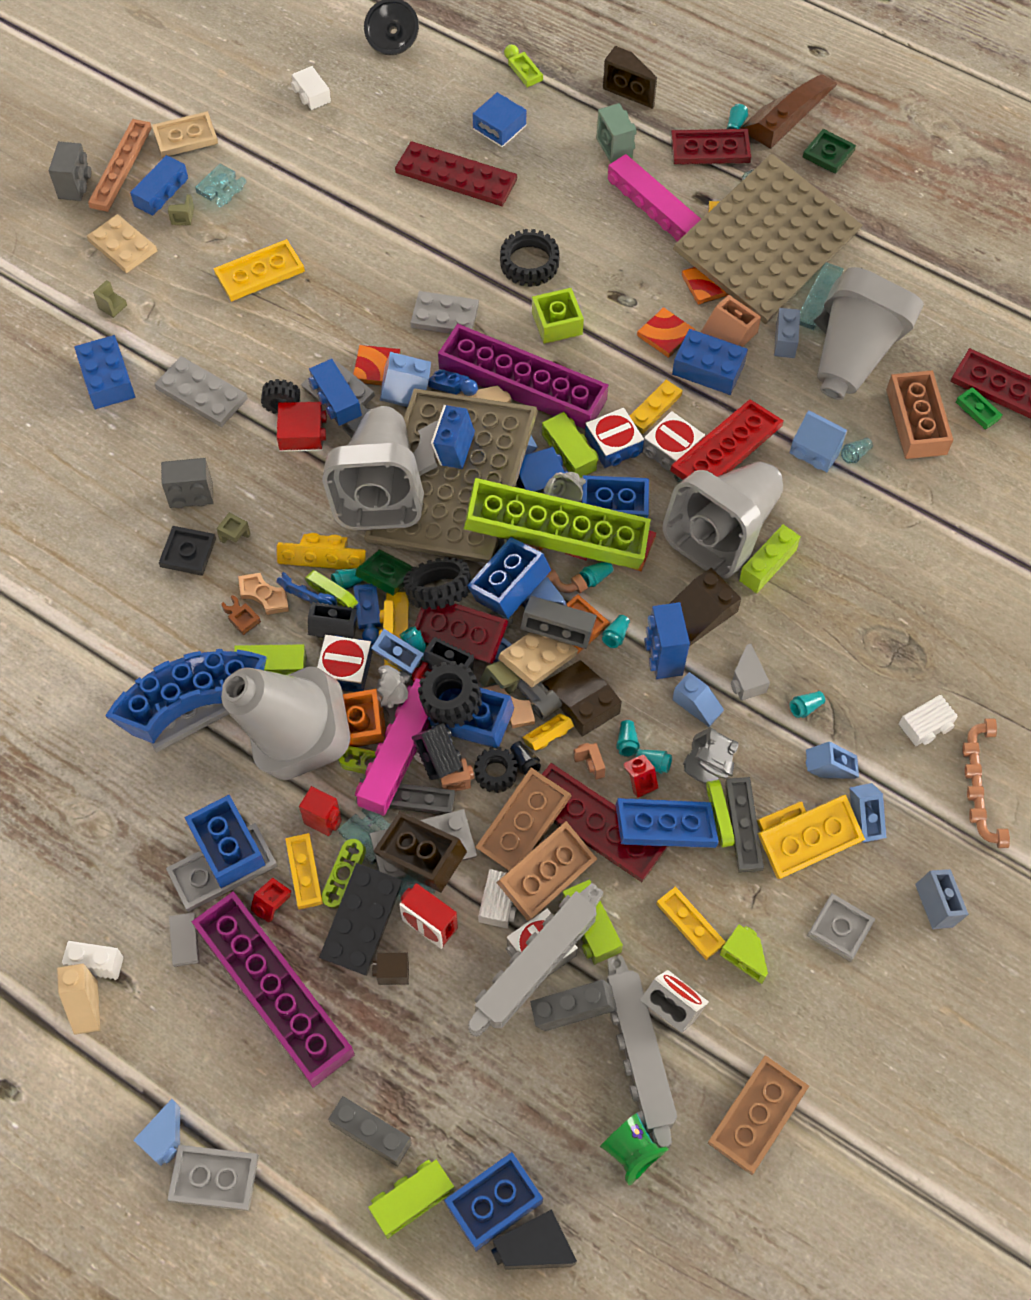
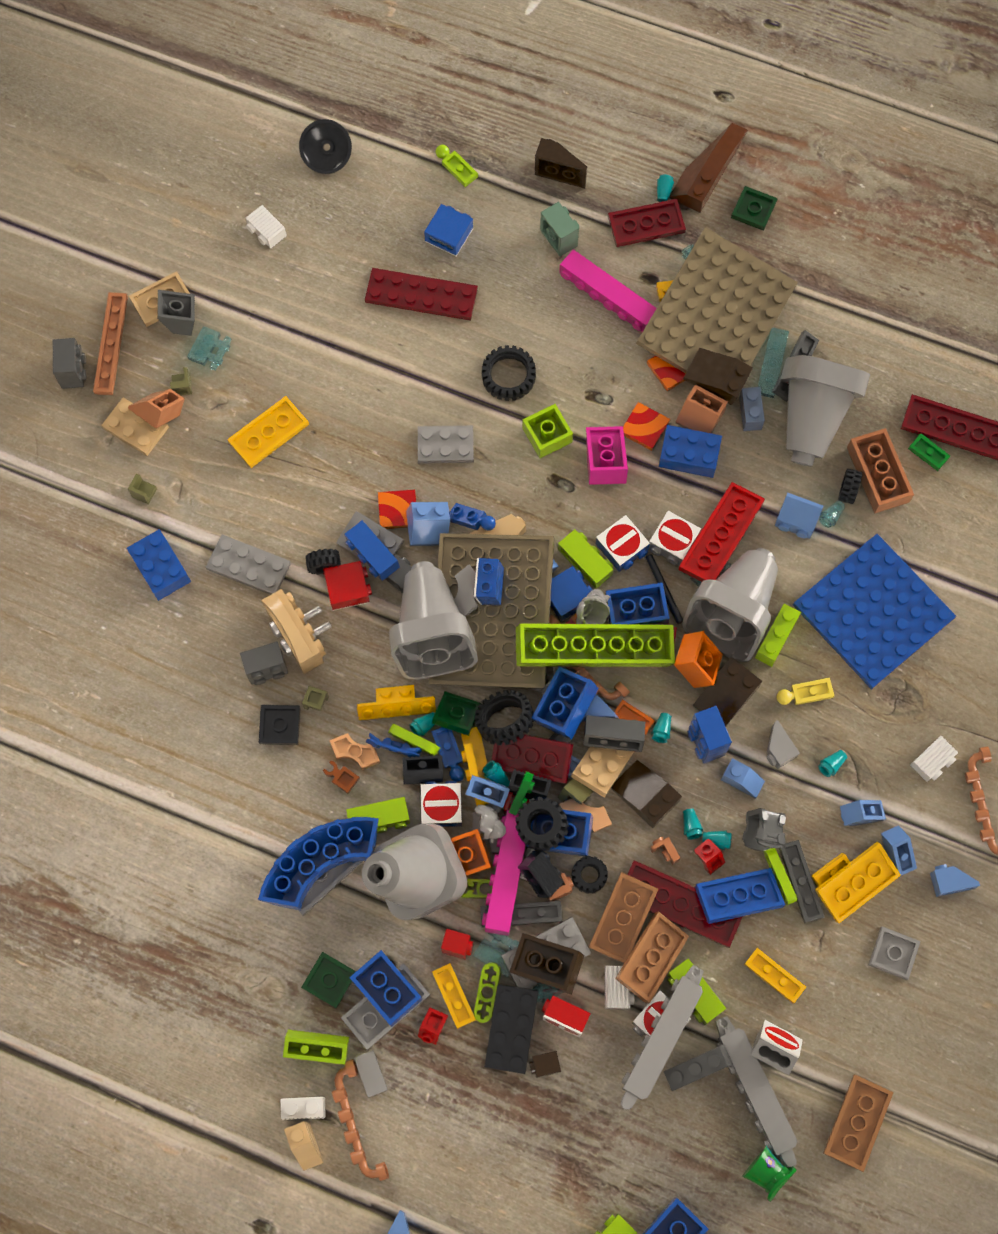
camera: 10 degrees left, 10 degrees up
(127, 893) = (316, 1047): none -> lime brick
(143, 1003) = (352, 1135): none -> nougat bar
(150, 225) = (158, 407): none -> nougat slope
(159, 185) = (153, 359): blue brick -> none
(163, 826) = (329, 980): none -> dark green plate
(195, 144) = (176, 311): none -> dark grey slope
(231, 457) = (296, 636): none -> tan piece
(273, 989) = (455, 1102): magenta brick -> none
(370, 1131) = (561, 1201): dark grey brick -> none
(441, 652) = (525, 787): none -> green plate
(523, 375) = (530, 498): magenta brick -> none
(525, 758) = (613, 861): black cone -> none
(542, 701) = (614, 804): dark grey piece -> none
(553, 728) = (625, 832): yellow plate -> none
(596, 573) = (633, 677): teal cone -> none
(616, 351) = (606, 455): none -> dark pink slope
(652, 493) = (669, 599): none -> black bar
(655, 405) = (650, 503): yellow plate -> none
(672, 562) = (698, 659): none -> orange brick
(746, 953) = (824, 991): lime slope -> none
(758, 290) = (718, 374): none -> dark brown slope
(792, 624) = (807, 692): none -> light yellow plate
(882, 423) = (850, 486): none -> black tyre
(887, 556) = (874, 611): none -> blue plate
(925, 855) = (951, 880): none -> medium blue slope
(941, 899) = (970, 915): sand blue brick -> none

